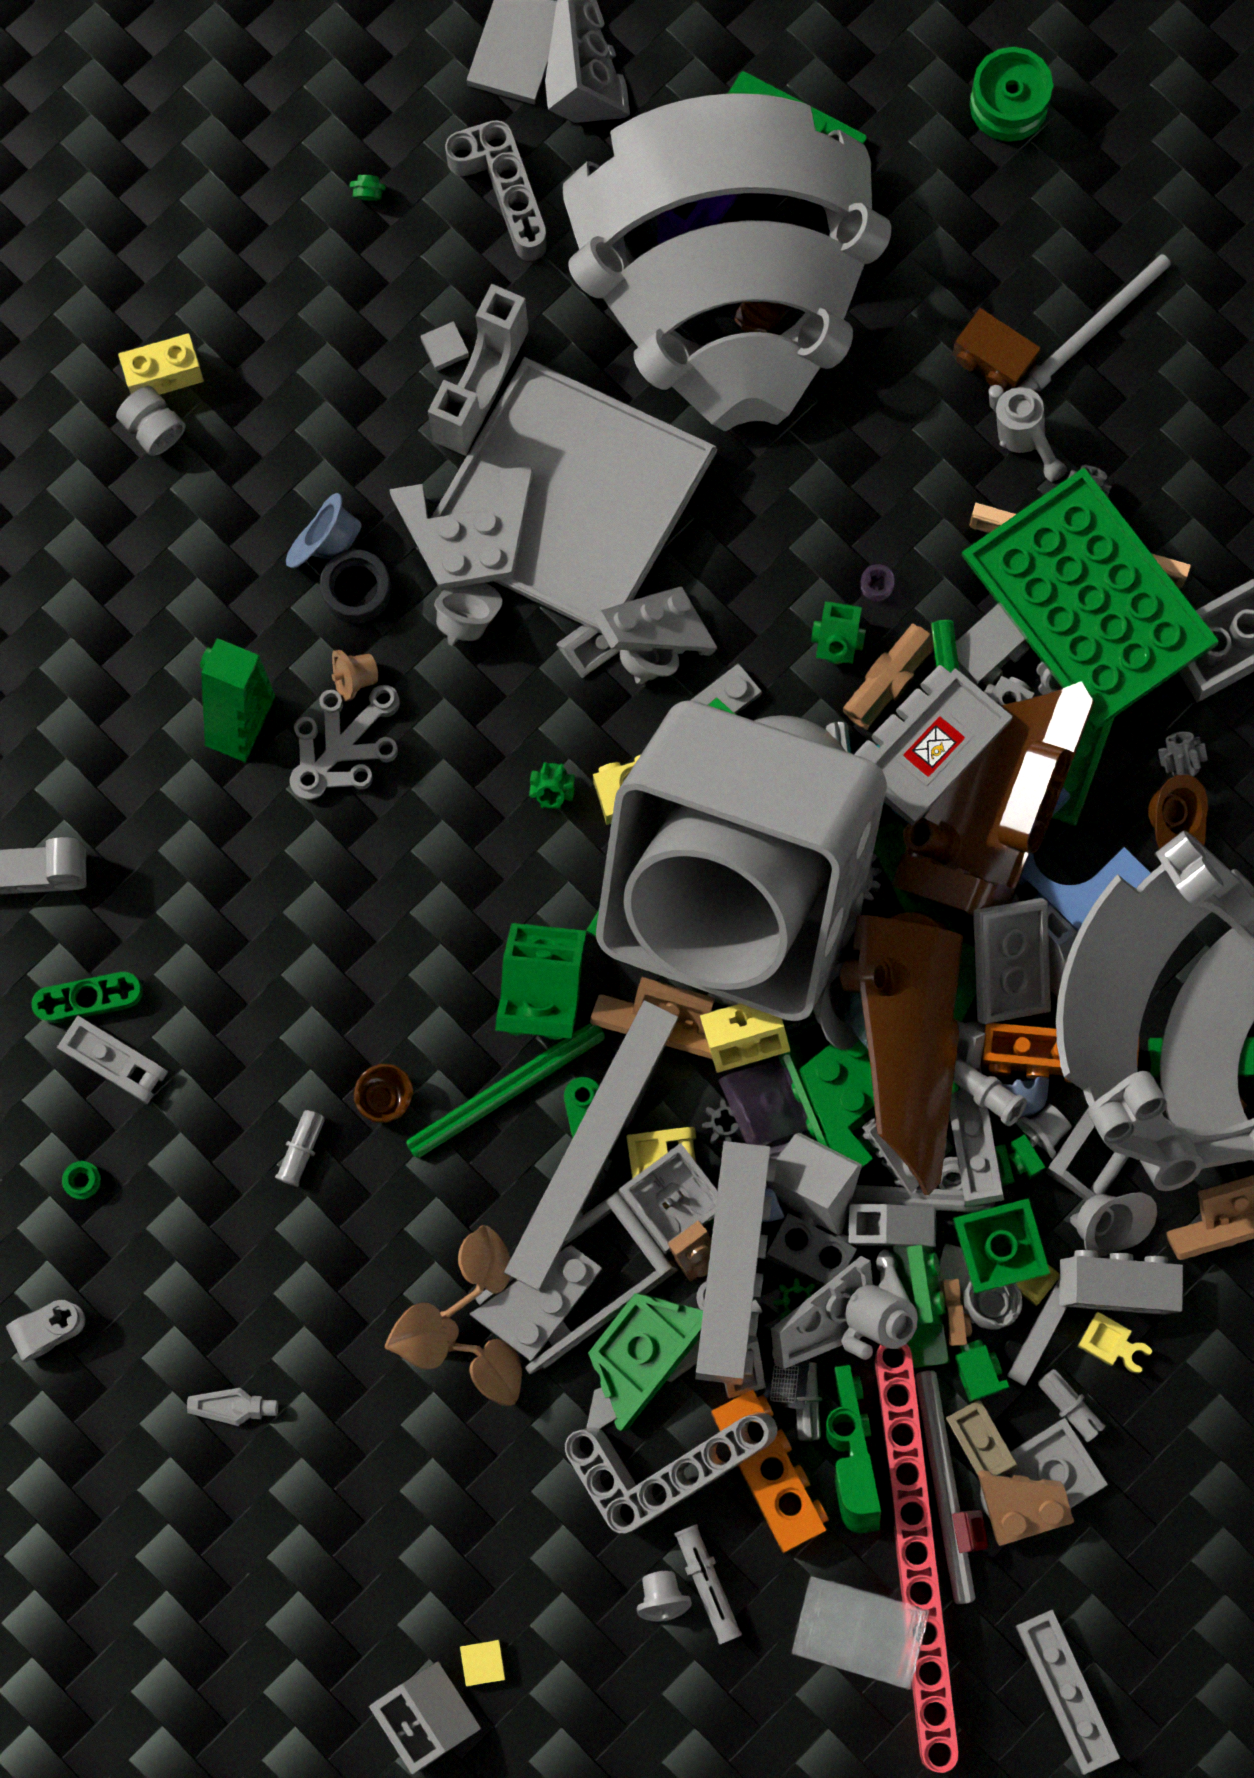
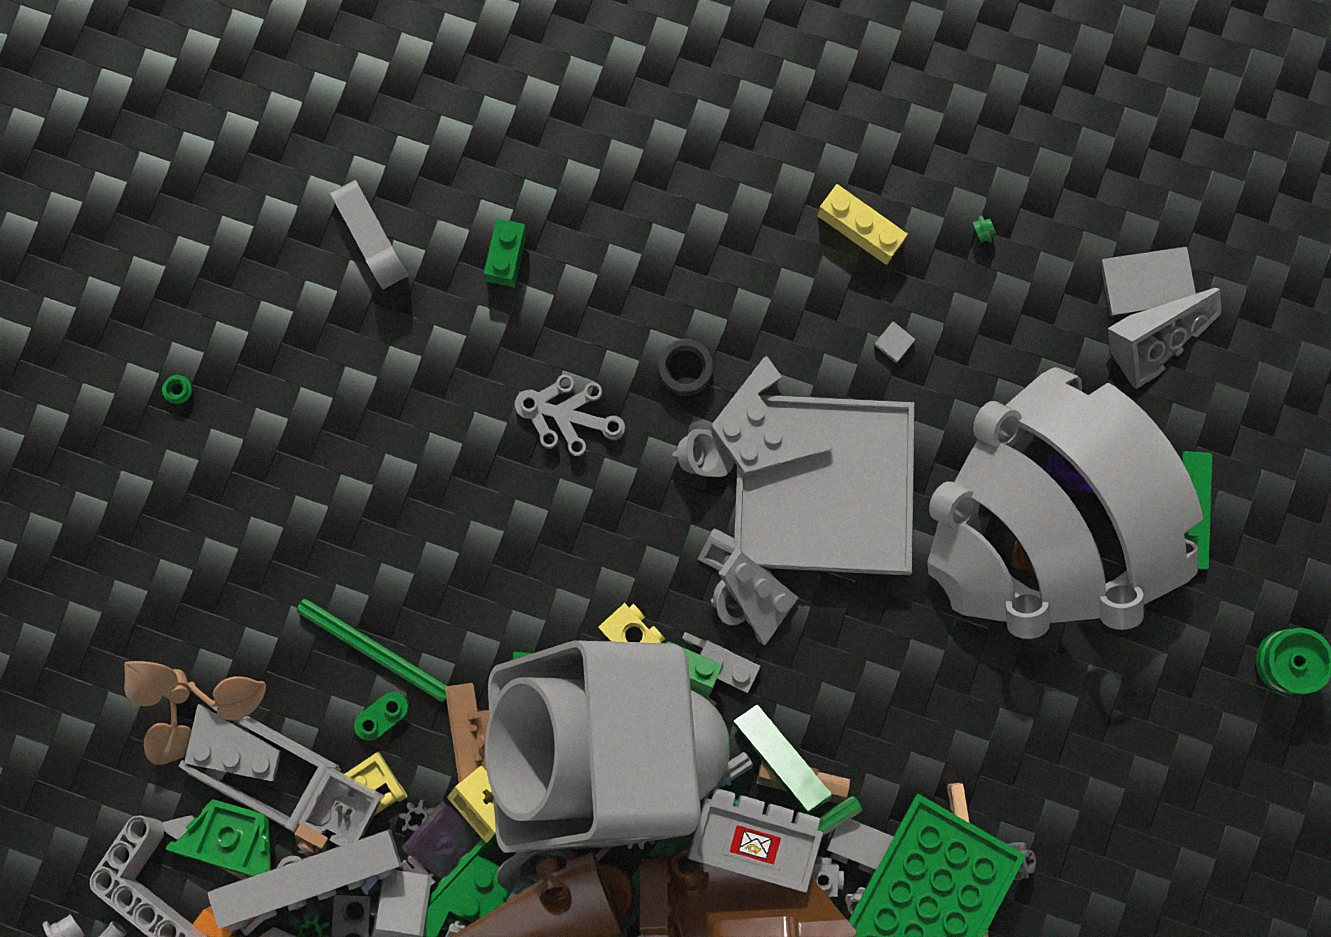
camera: 60 degrees right, 5 degrees up
(39, 1332) = (61, 416): light grey piece -> none
(61, 1011) = (286, 317): green beam -> none
(111, 1058) = (269, 367): light grey plate -> none
(117, 724) = (505, 252): none -> green brick
(155, 425) = (737, 161): light grey wheel -> none
(162, 365) = (778, 152): light yellow brick -> none
(231, 1406) = (67, 569): light grey piece -> none
(234, 698) = (553, 323): green wedge -> none
(293, 315) = (861, 224): none -> light yellow brick
(300, 1148) = (266, 528): light grey axle -> none
(326, 535) = (711, 327): sand blue piece -> none
(353, 673) = (620, 397): medium nougat piece -> none
(383, 1093) = (328, 566): reddish brown hair -> none
(462, 408) = (920, 377): light grey arch -> none
(508, 191) = (1032, 330): light grey beam -> none
(541, 981) = (457, 638): green bracket -> none
(552, 785) = (605, 577): green gear -> none
(591, 1146) = (354, 732): light grey tile -> none
(838, 633) = (810, 730): green brick -> none
(855, 682) = (782, 759): none -> tile
(879, 570) = (868, 729): clear purple bush -> none
(995, 351) = (1088, 743): reddish brown brick -> none
(1023, 426) = (1039, 791): light grey piece -> none
(1039, 376) = (1087, 784): light grey bar -> none

